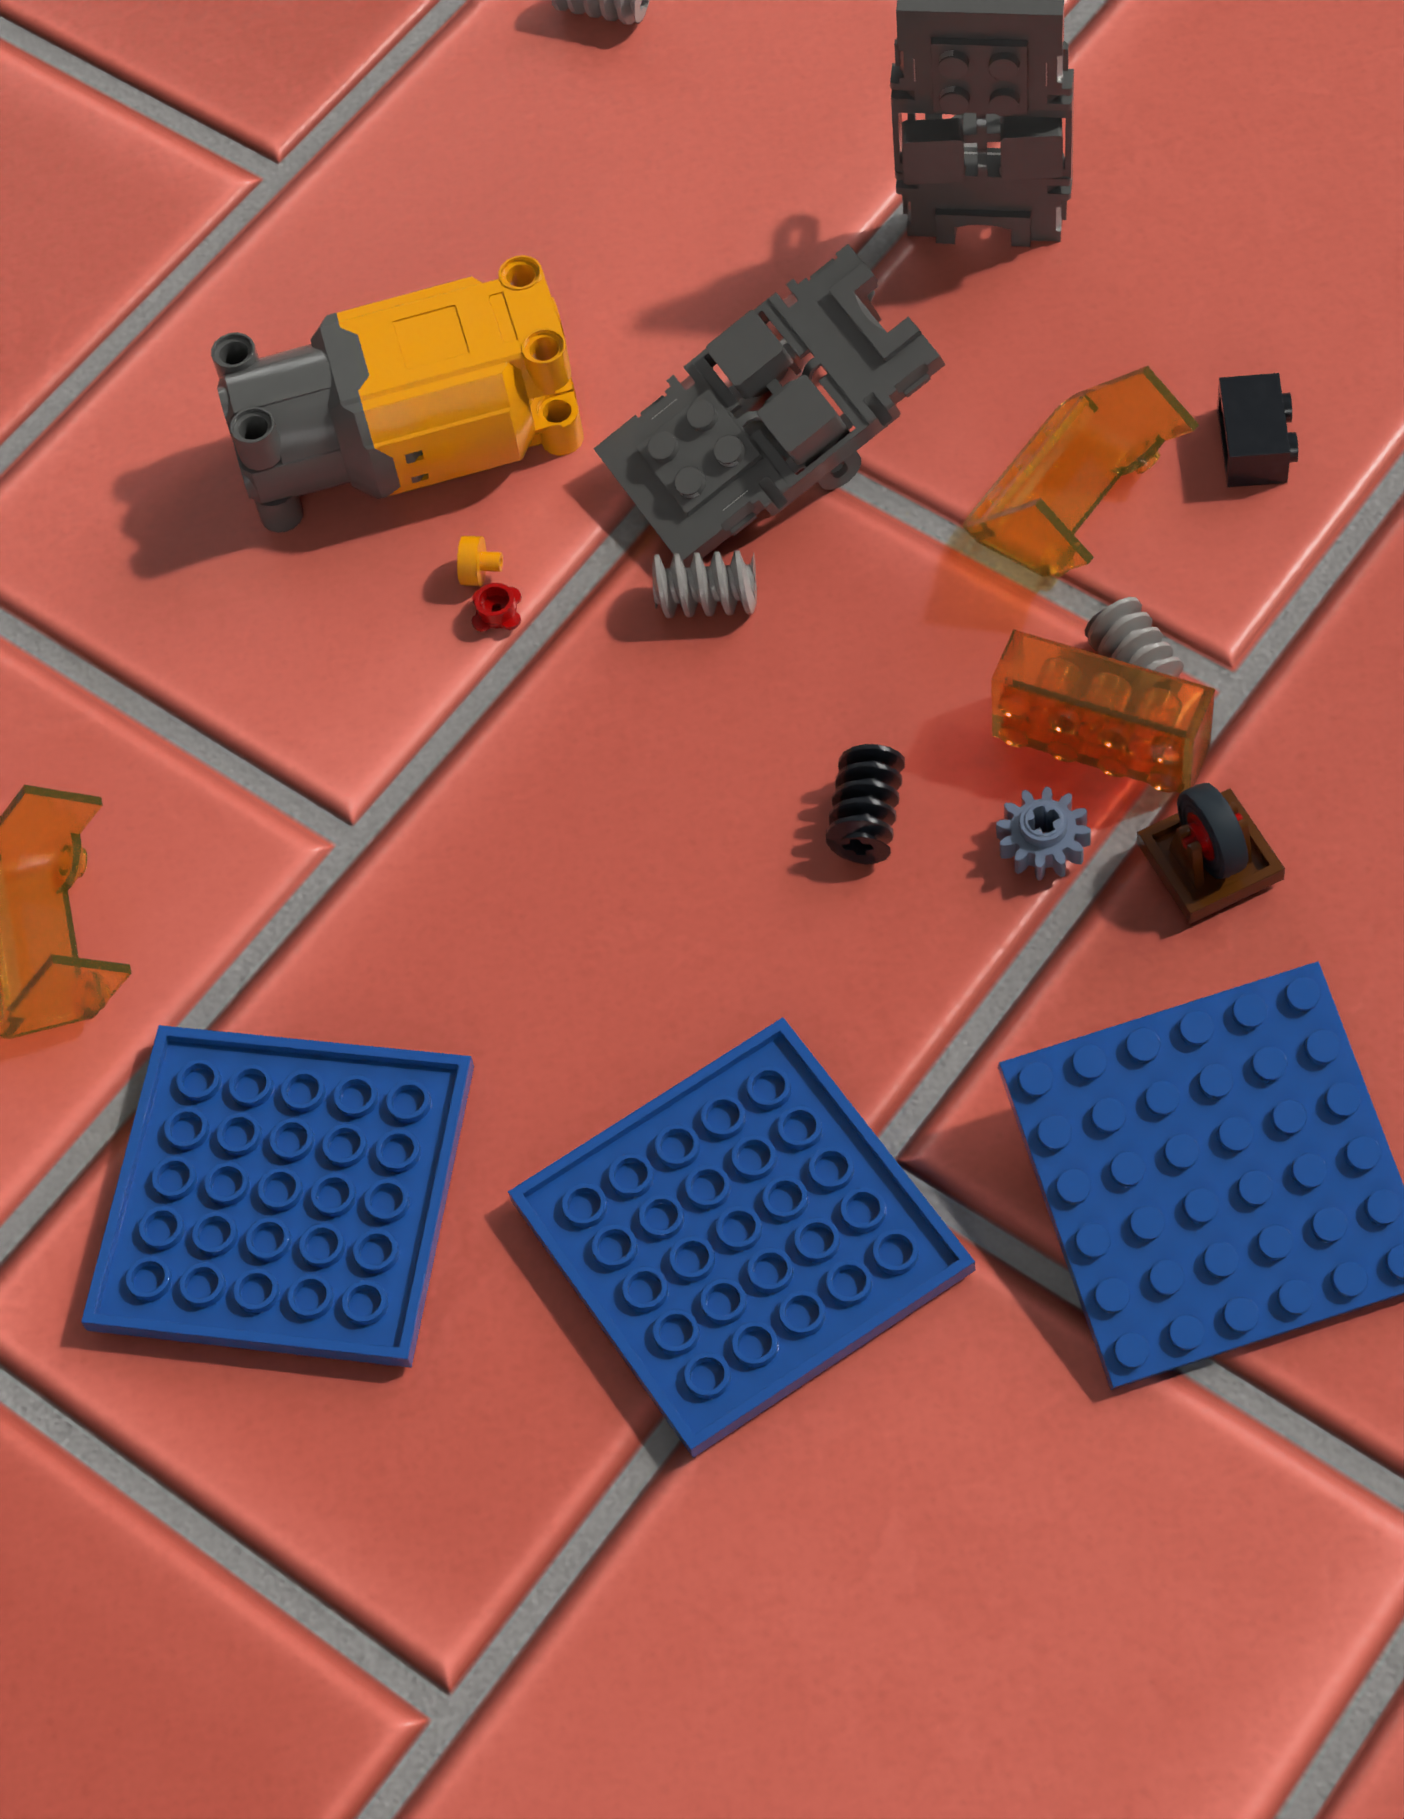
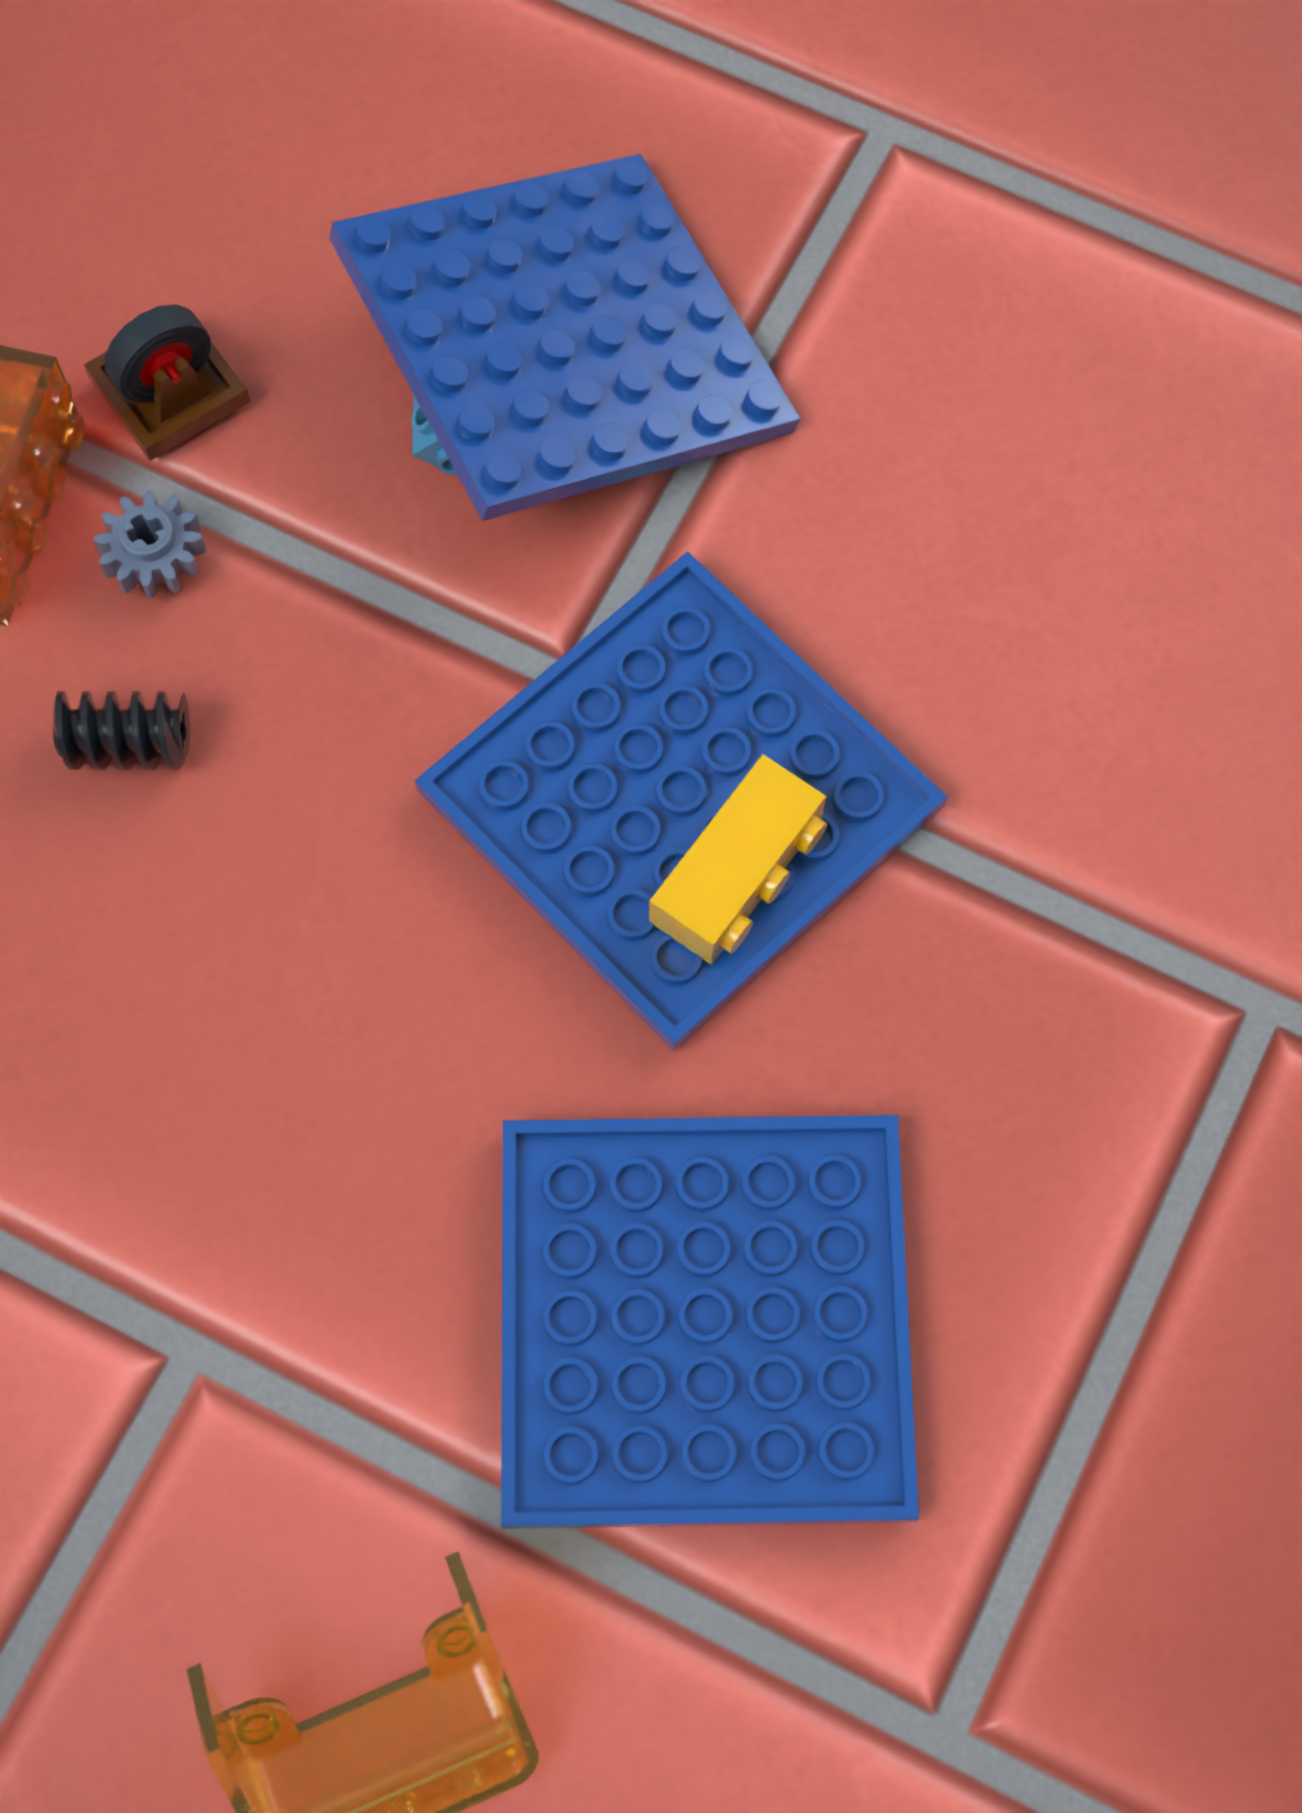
camera: 110 degrees left, 10 degrees up
(649, 1251) = (739, 860): none -> yellow brick

